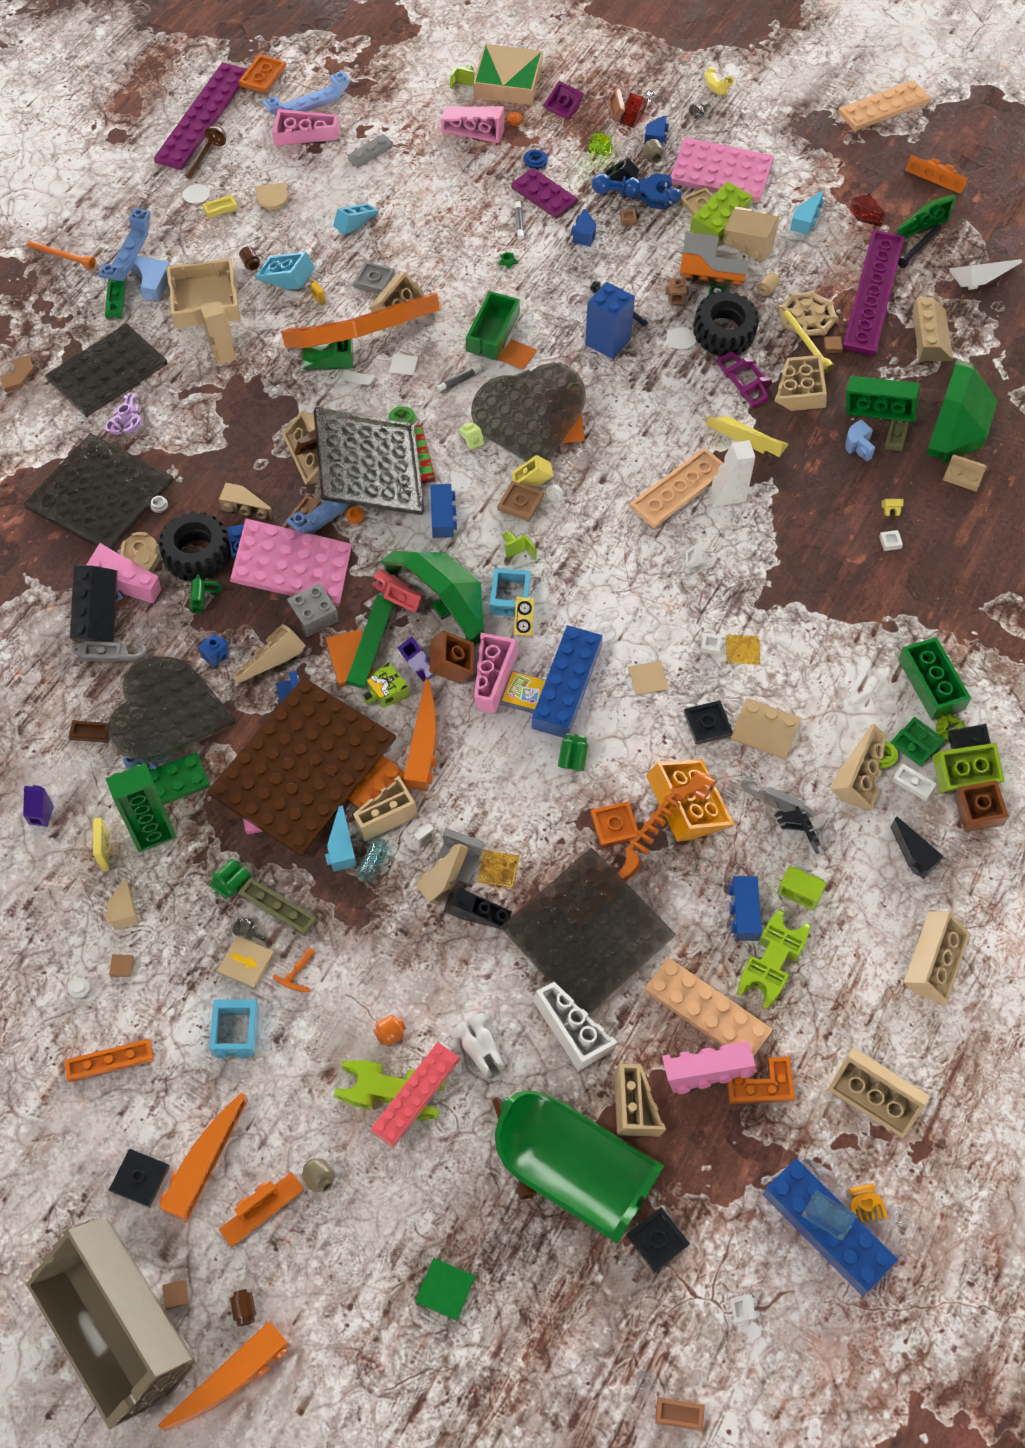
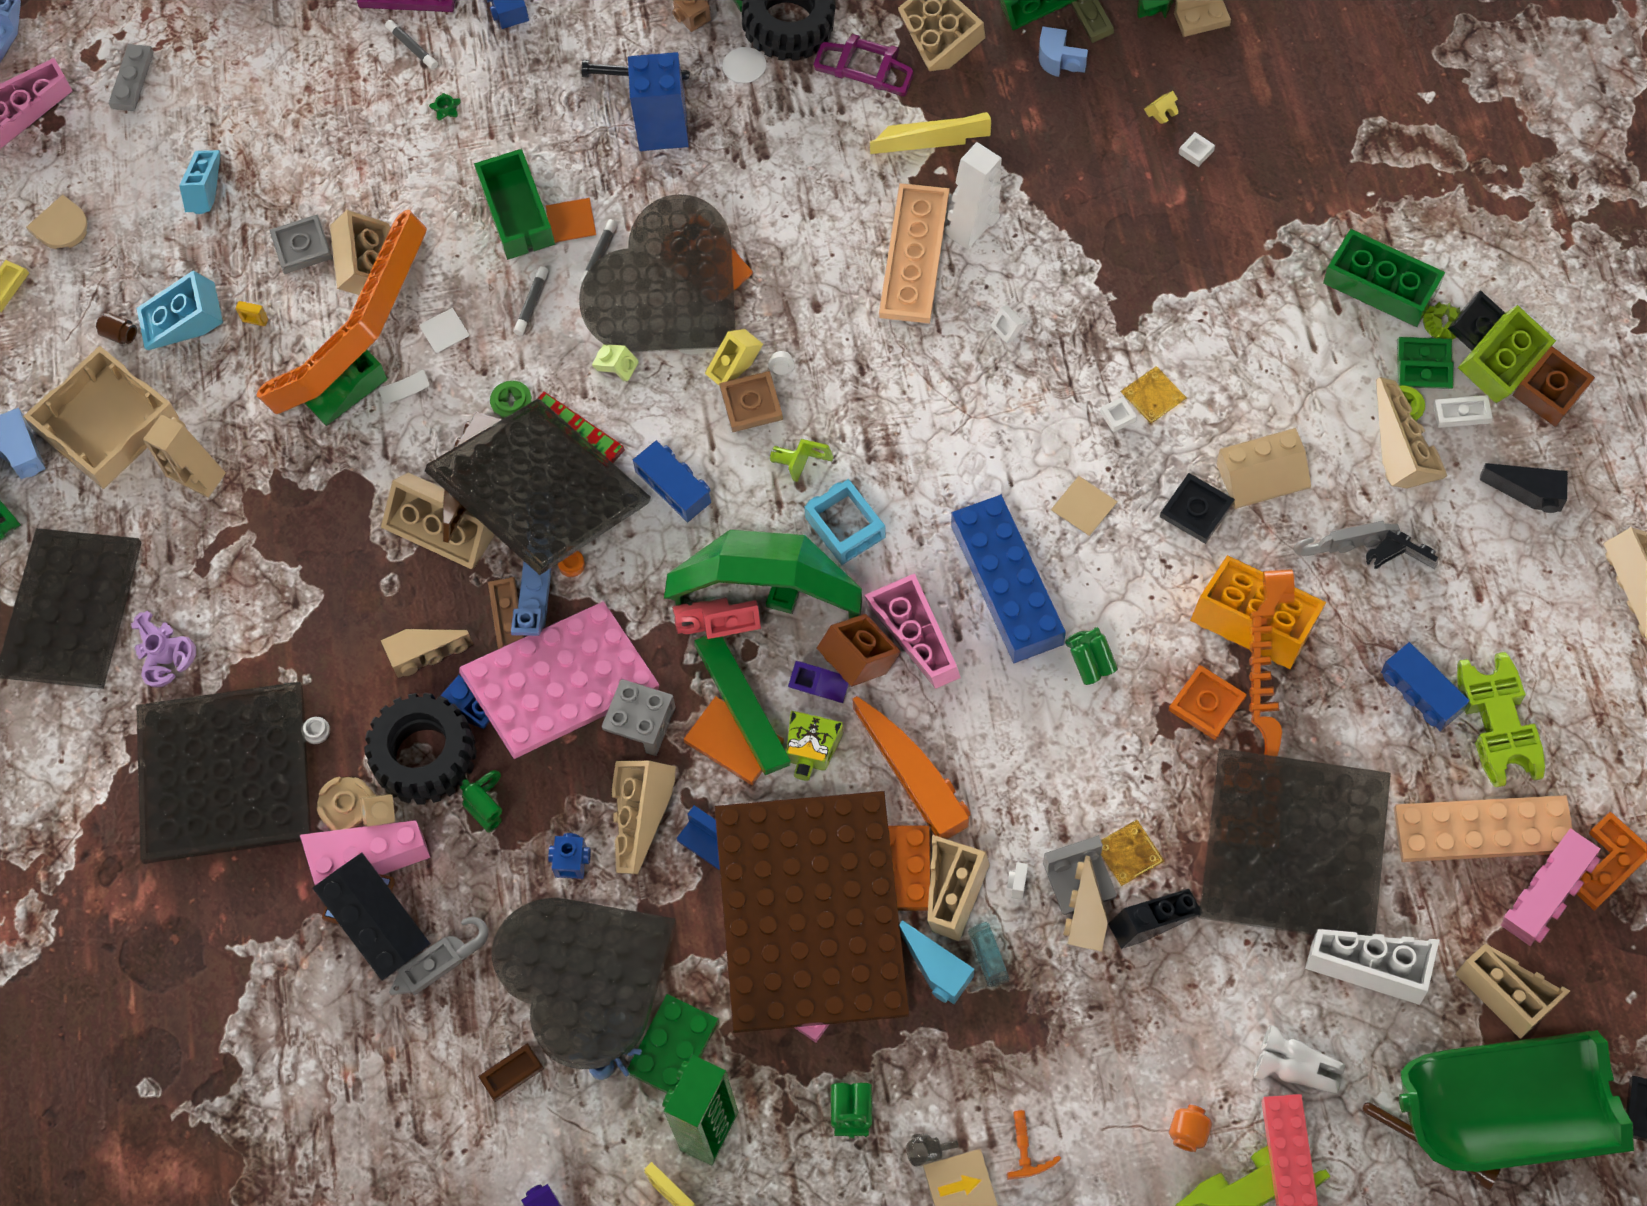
camera: 35 degrees left, 5 degrees up
(277, 906) = (936, 1095): olive plate -> none
(522, 691) = (969, 627): tile -> none
(524, 616) = (890, 538): tile -> none
(801, 887) = (1458, 617): lime brick -> none

